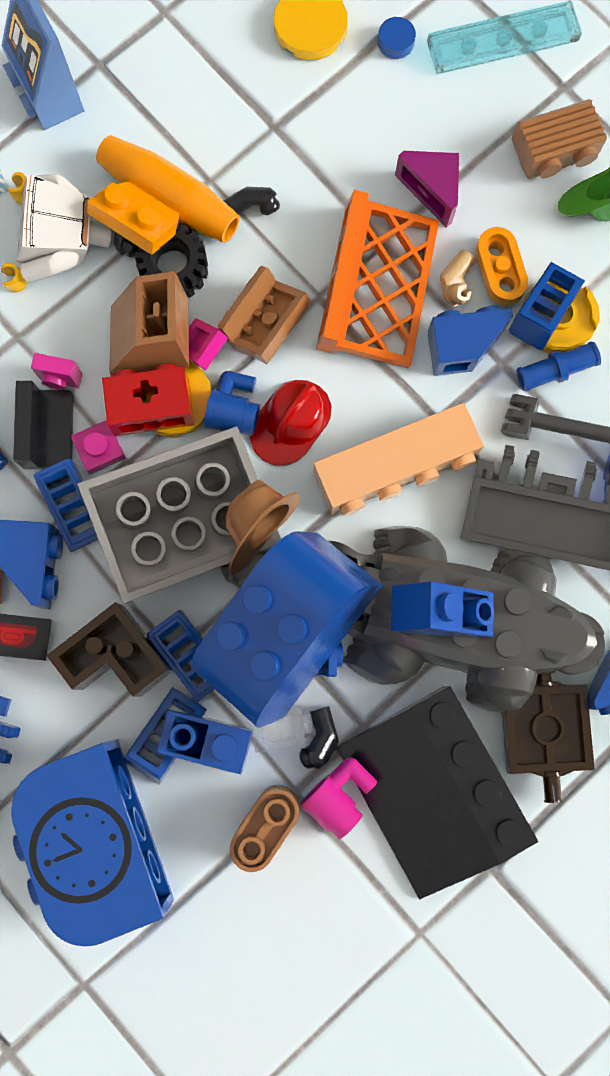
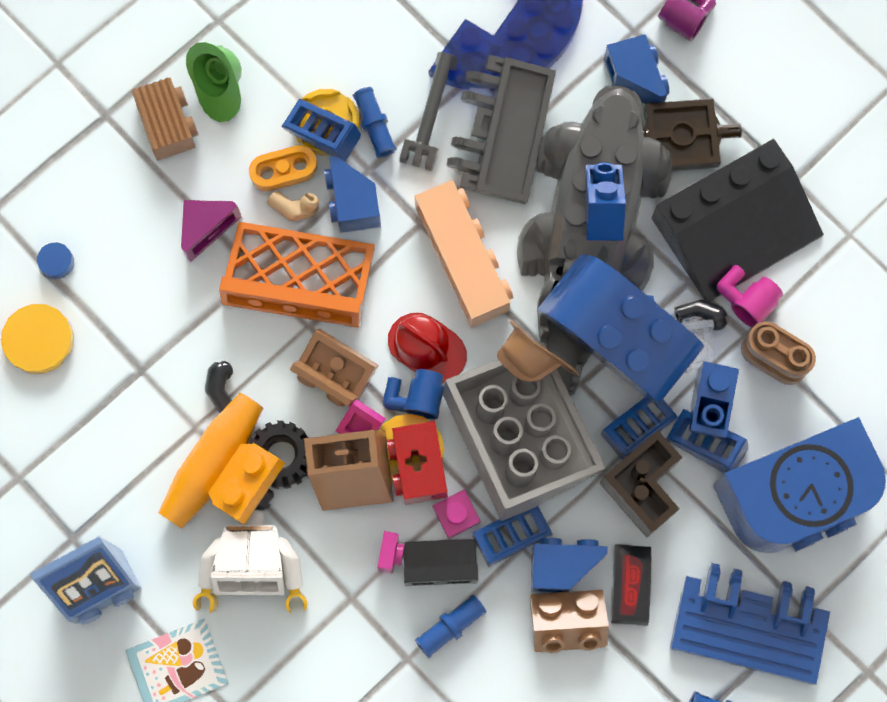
camera: 90 degrees left, 5 degrees down
(504, 37) = (57, 166): clear light blue tile -> none

